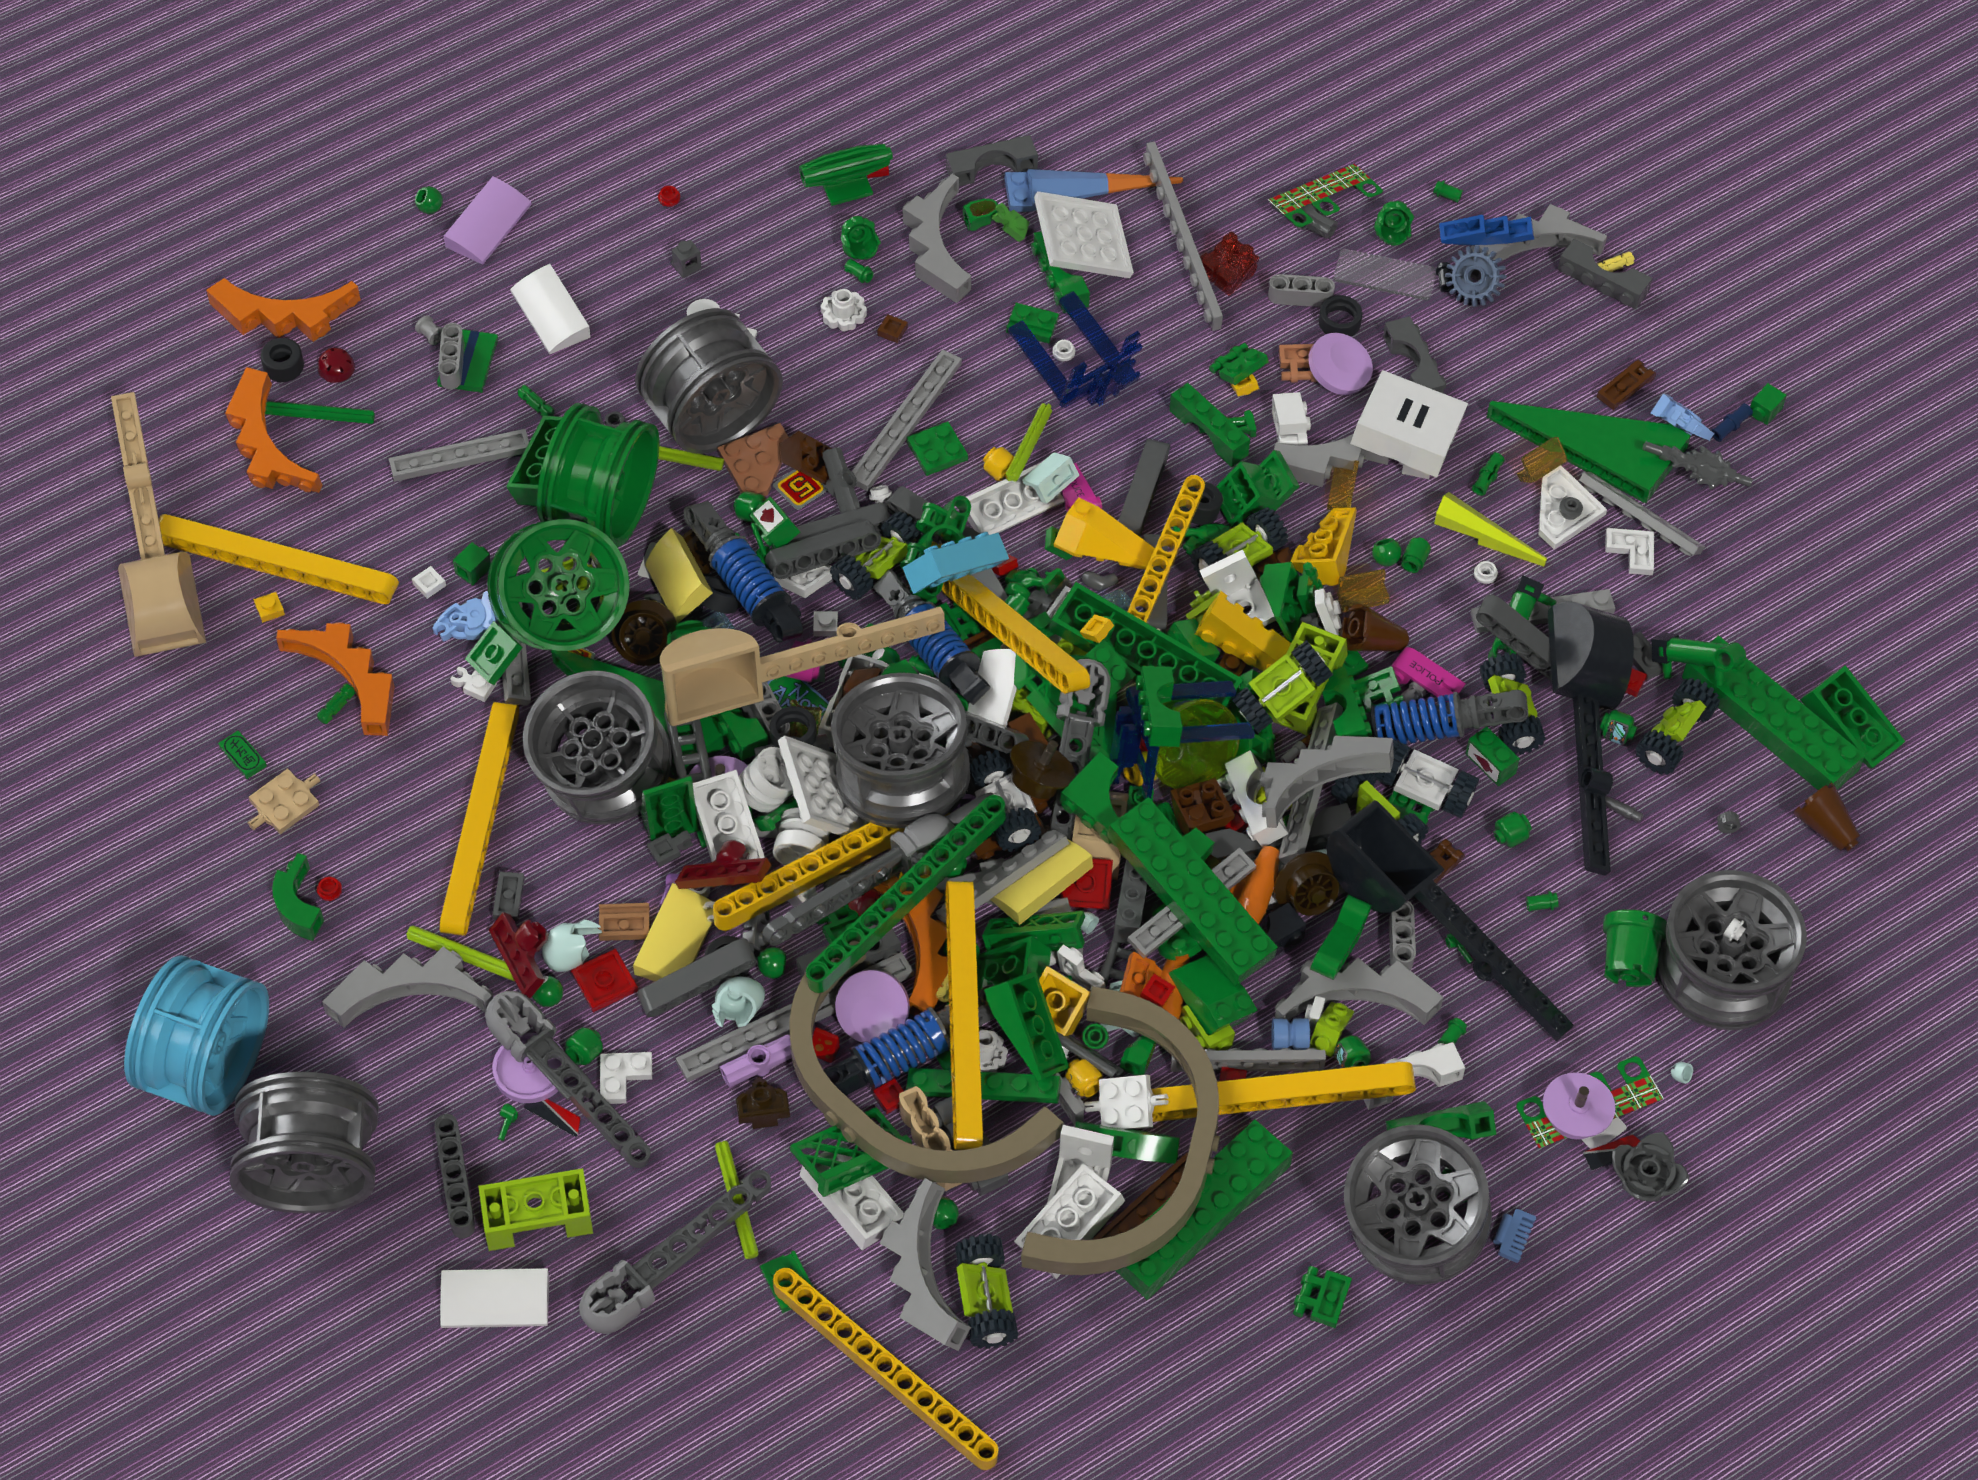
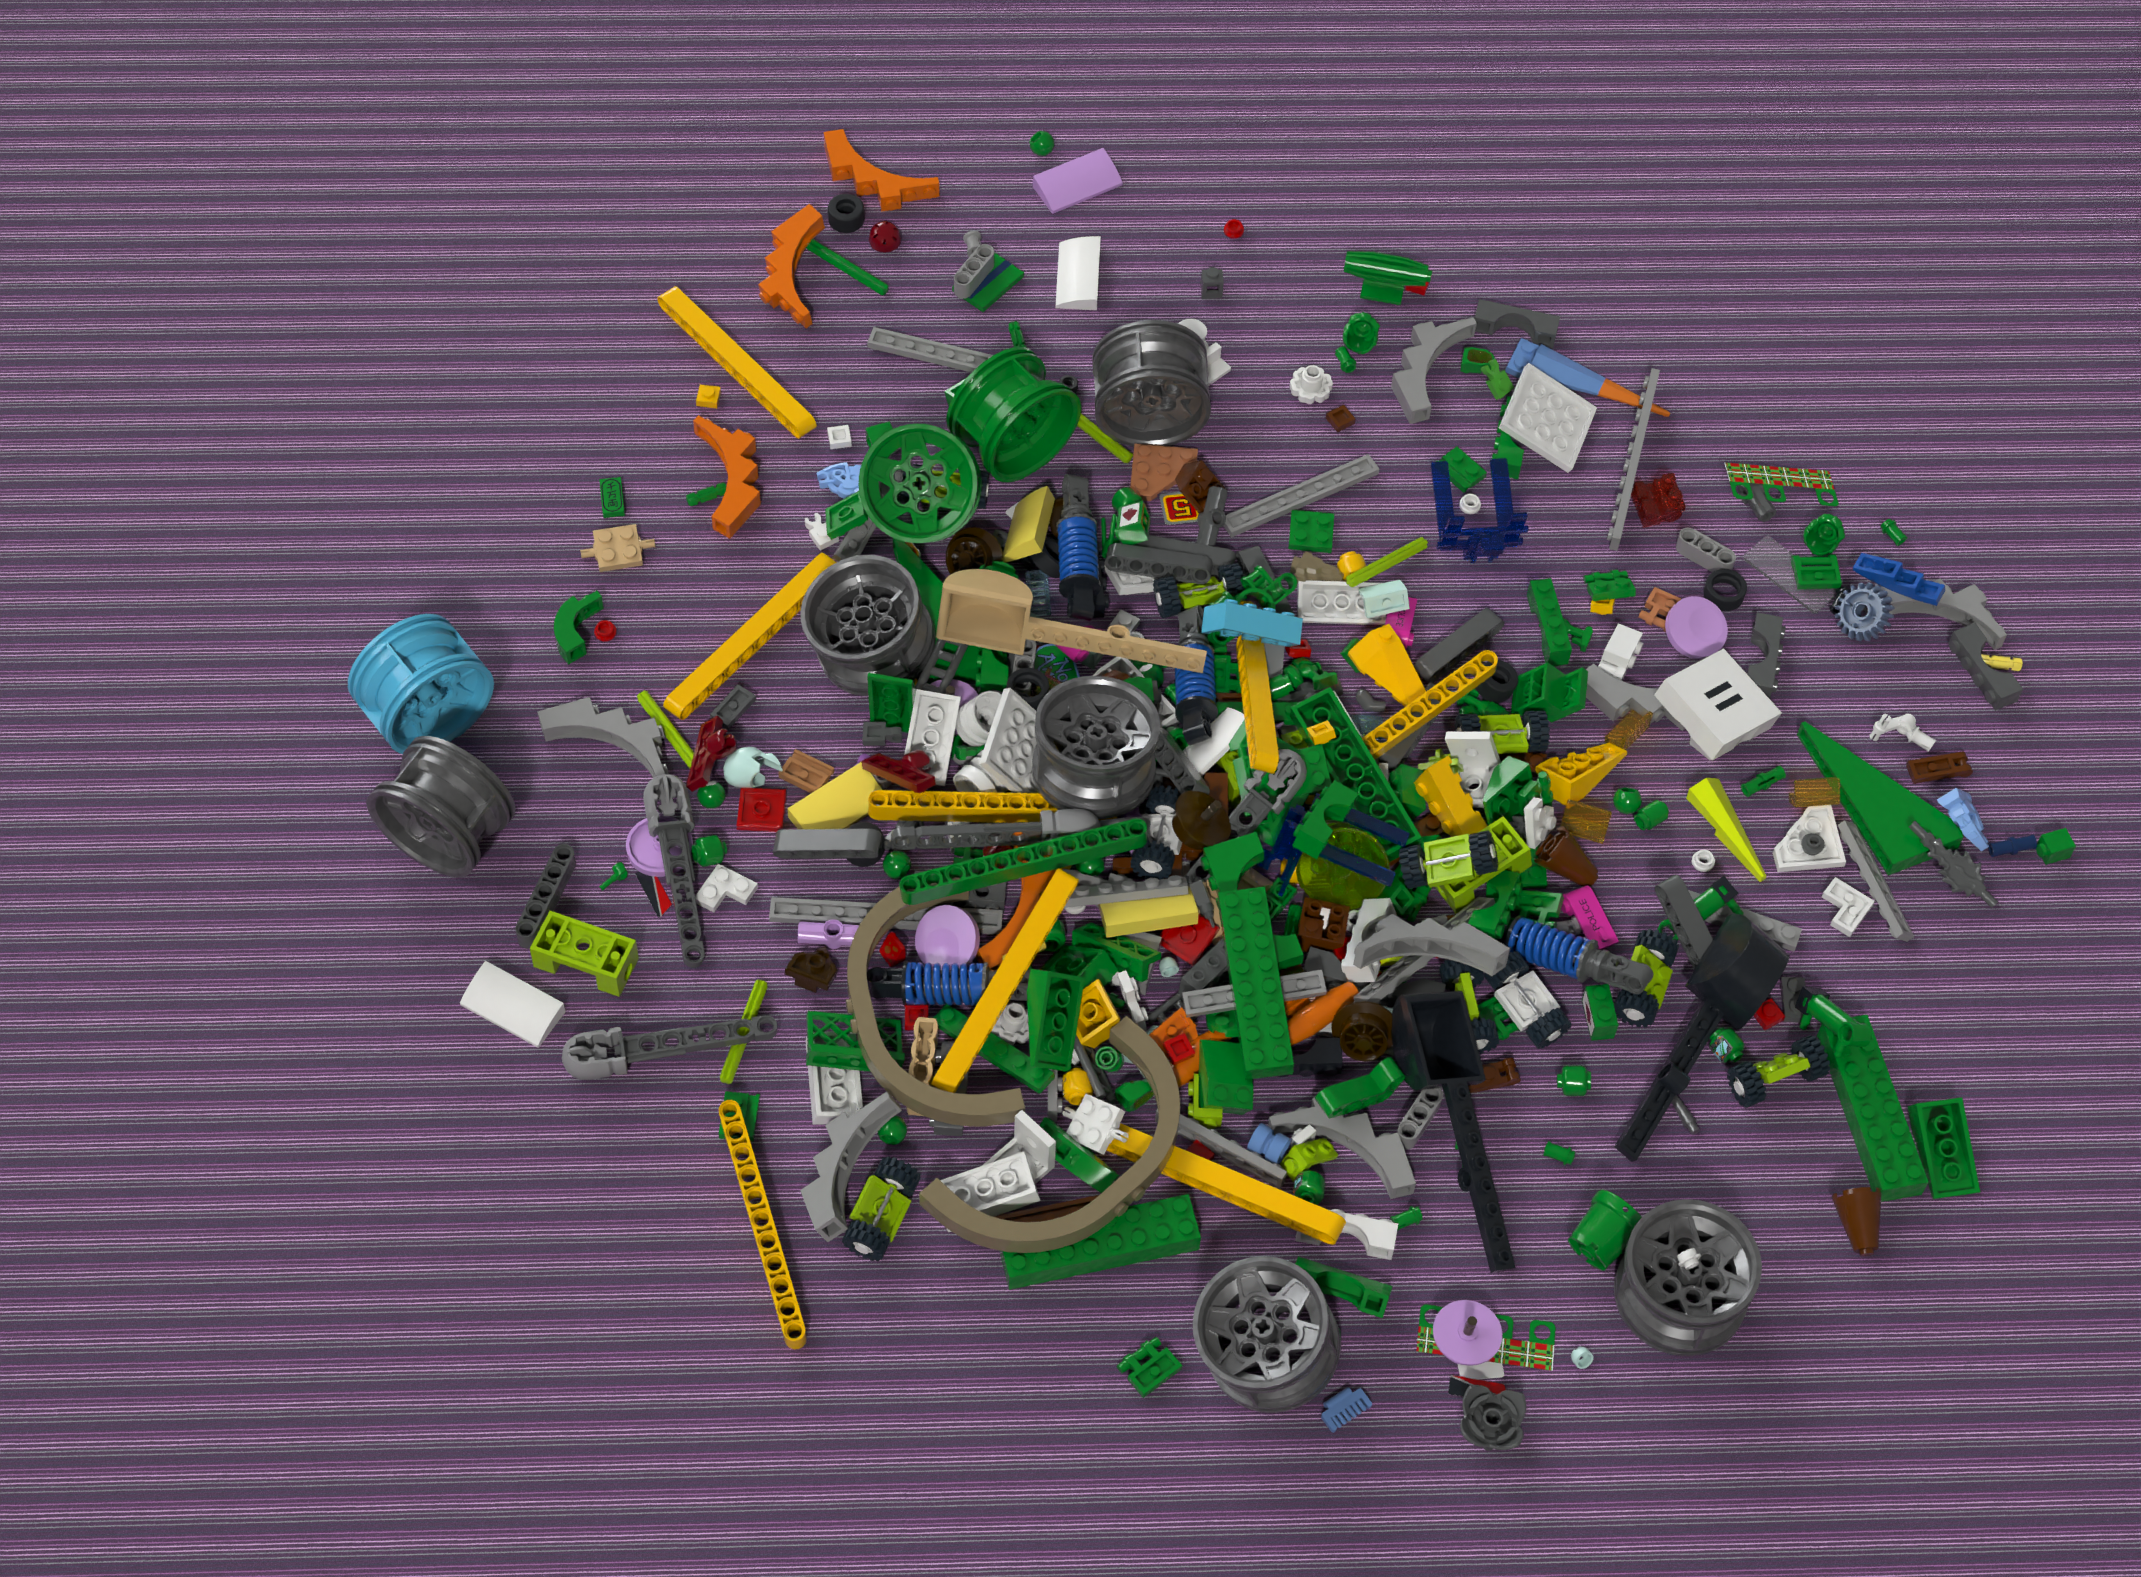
camera: 30 degrees right, 0 degrees up
(159, 587) = (635, 341): tan plate -> none
(738, 1000) = (847, 877): light aqua helmet -> none
(880, 493) = (1238, 543): white plate -> none
(968, 482) = (1314, 569): none -> dark tan rock
(1083, 839) = (1202, 899): none -> dark grey piece
(1410, 265) = (1816, 576): none -> green plate
(1574, 361) = (1904, 725): none -> white pin
(1728, 822) = (1769, 1175): dark grey axle -> none

